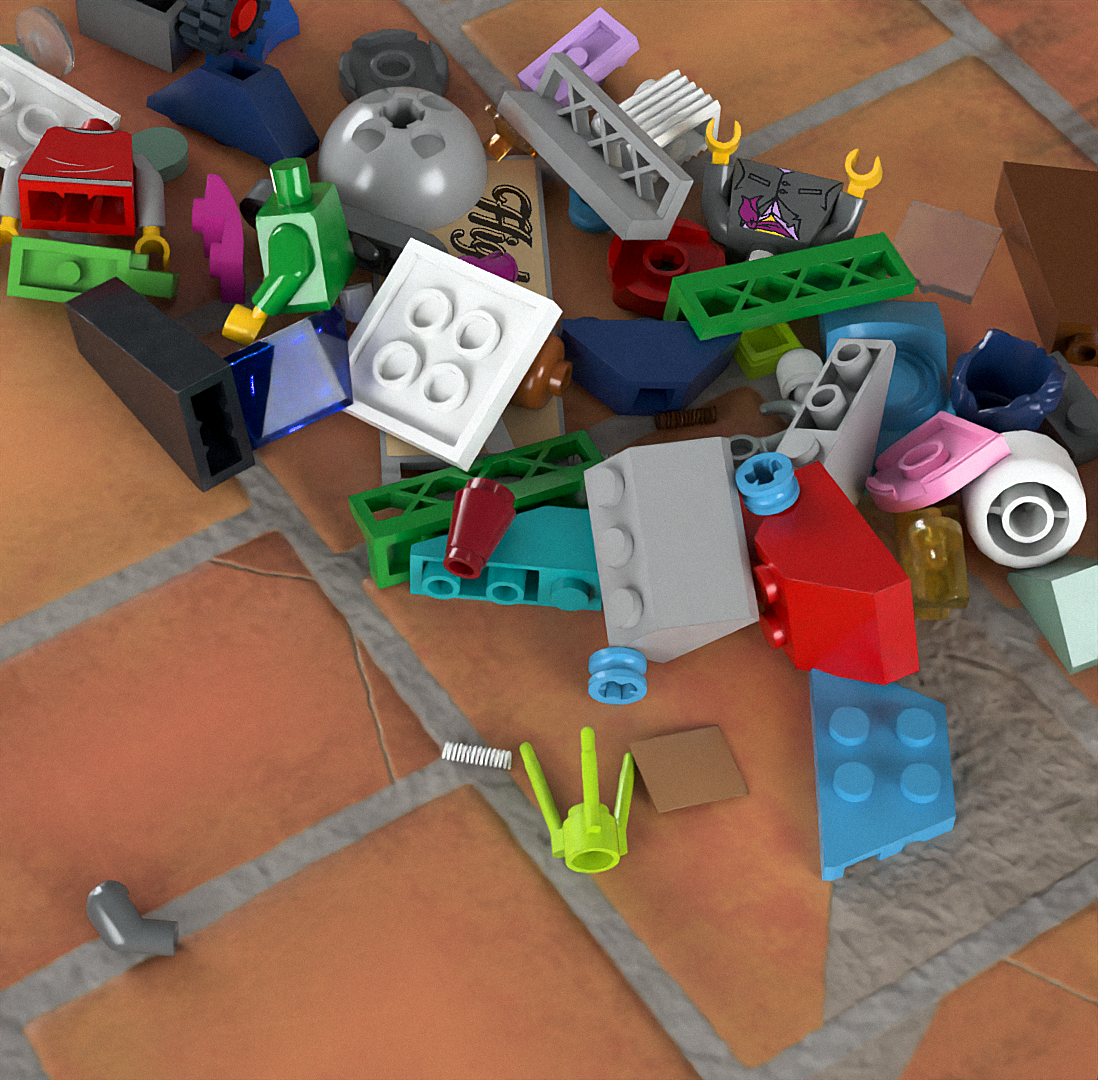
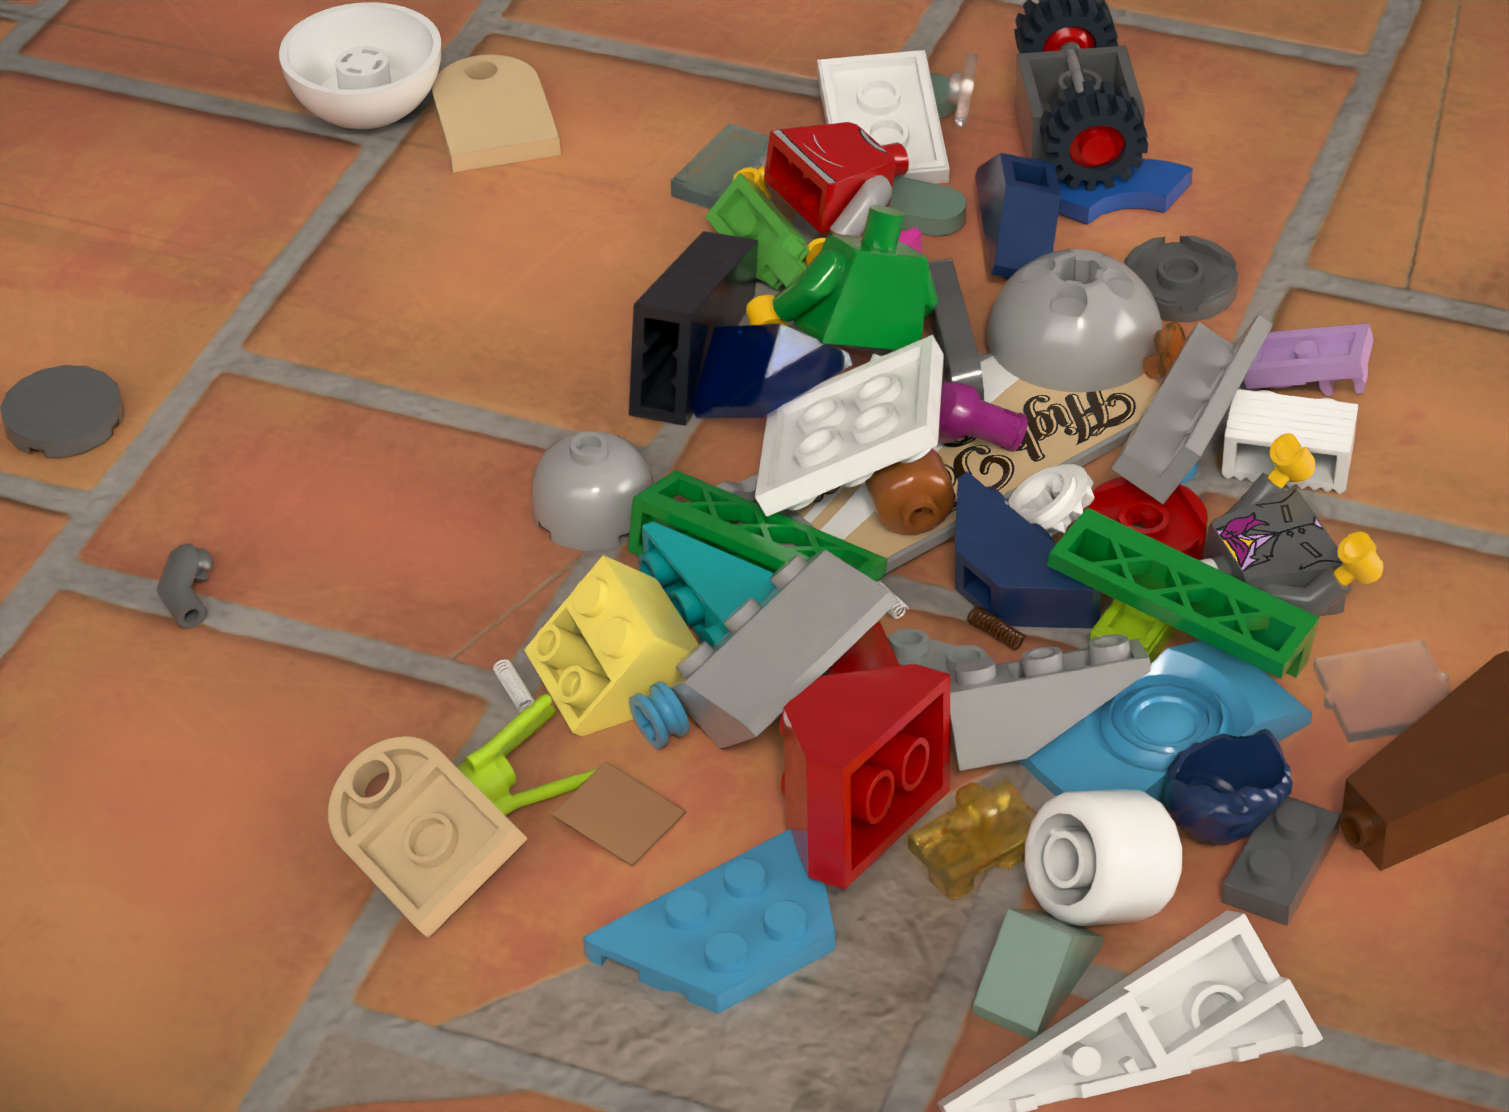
camera: 60 degrees right, 10 degrees down
(297, 569) = (588, 489): none -> light grey cylinder
(477, 525) = (689, 534): dark red cone -> none
(516, 664) = (609, 644): none -> light yellow slope
(602, 276) = (1053, 497): none -> white gear
(627, 908) = (422, 836): none -> tan tile
(767, 483) = (880, 650): dark azure bush -> none
(933, 463) = (1070, 769): bright pink tile -> none

